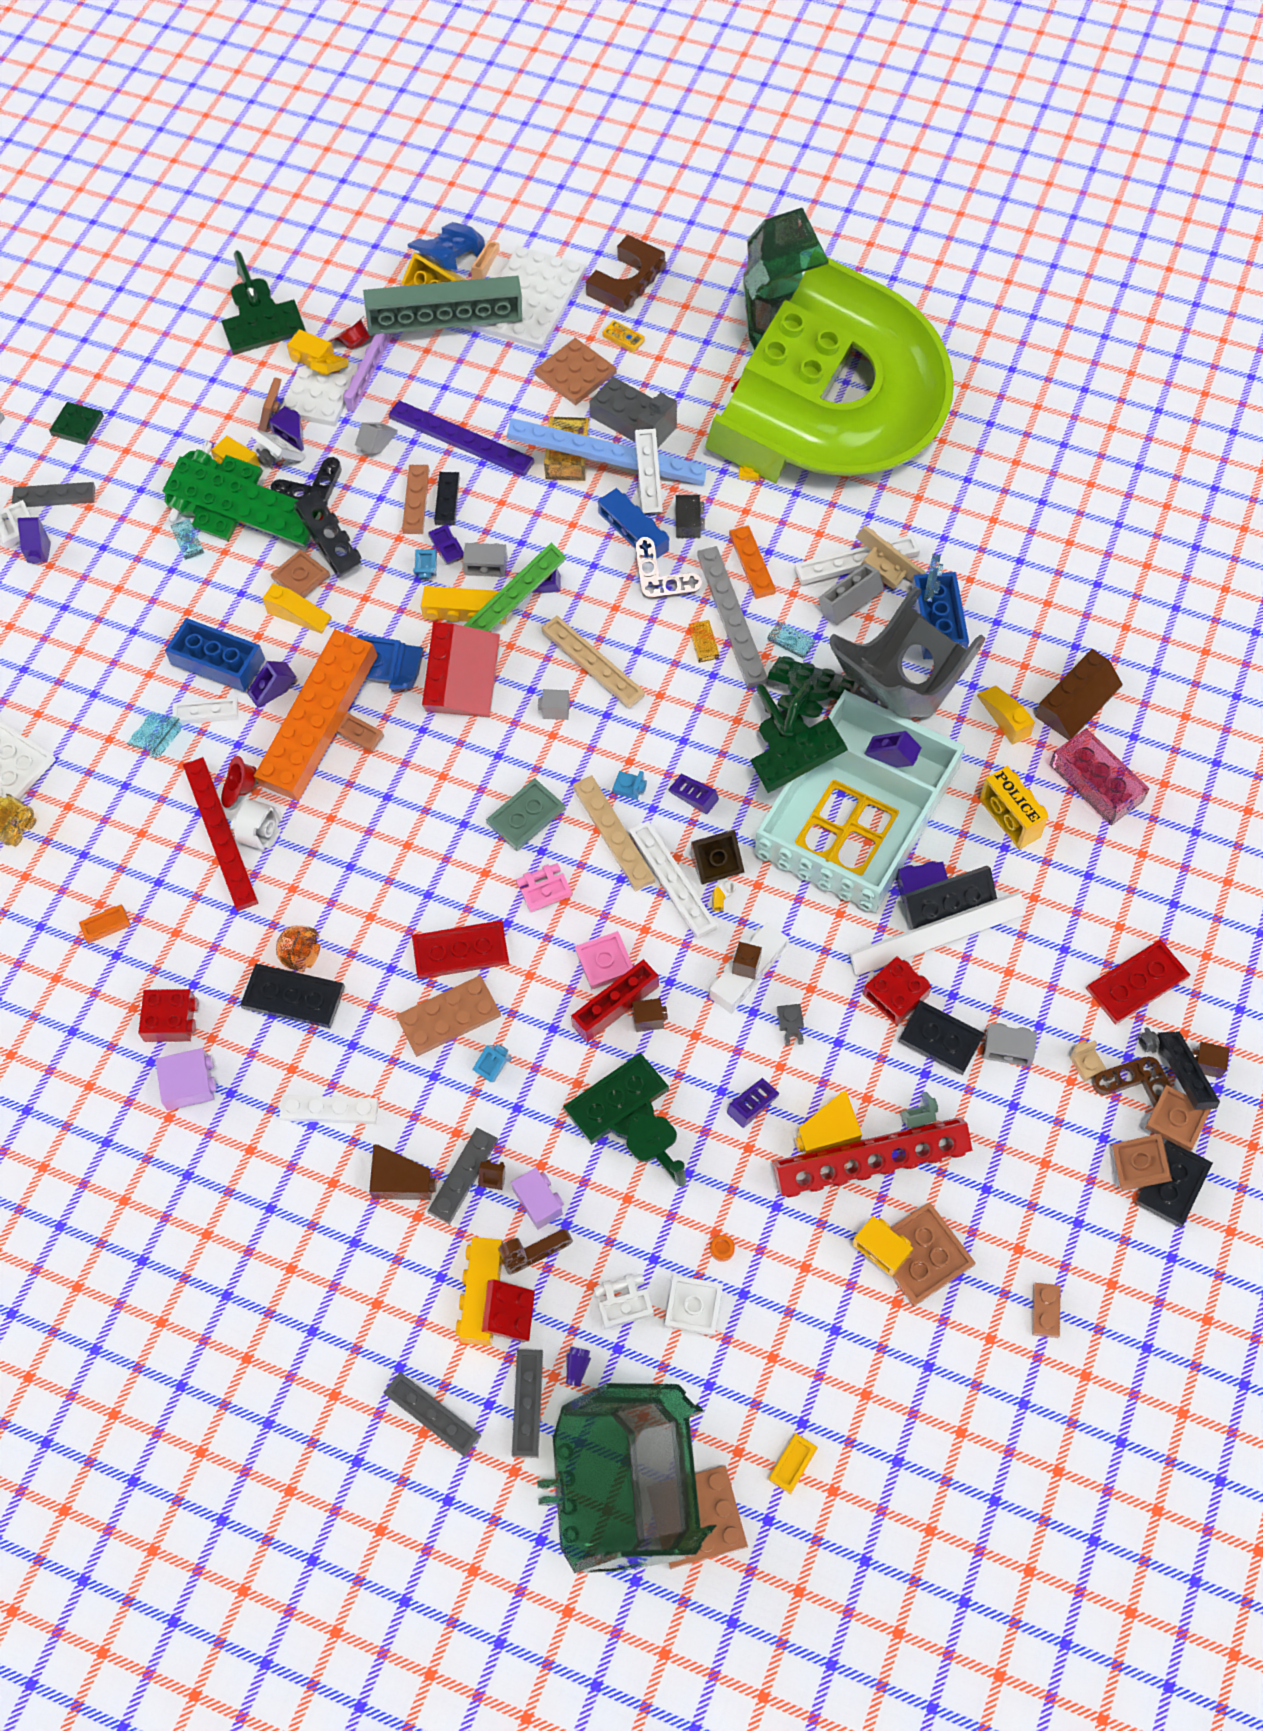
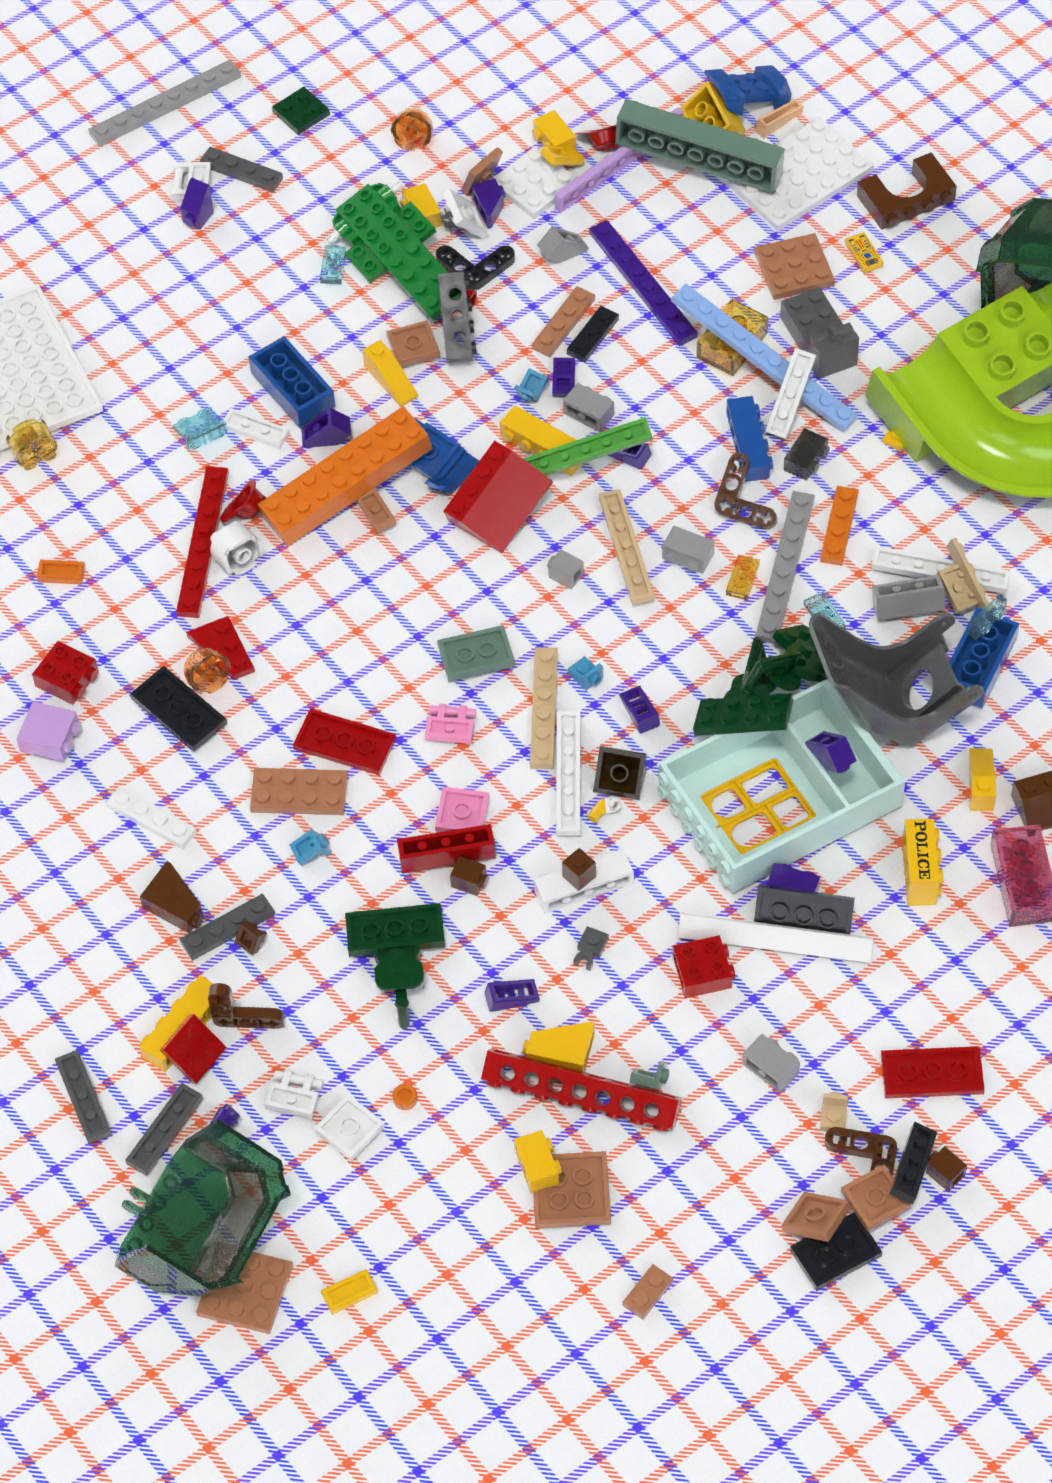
camera: 30 degrees right, 5 degrees down
(186, 396) = (412, 129): none -> clear orange cylinder
(259, 318) = (528, 83): dark green plate -> none
(291, 911) = (223, 637): none -> red wing
(537, 1197) = (275, 975): lavender brick -> none
(646, 639) = (688, 549): none -> light grey brick
(941, 1037) = (714, 1026): black plate -> none
(1149, 1040) = (902, 1124): dark grey plate -> none

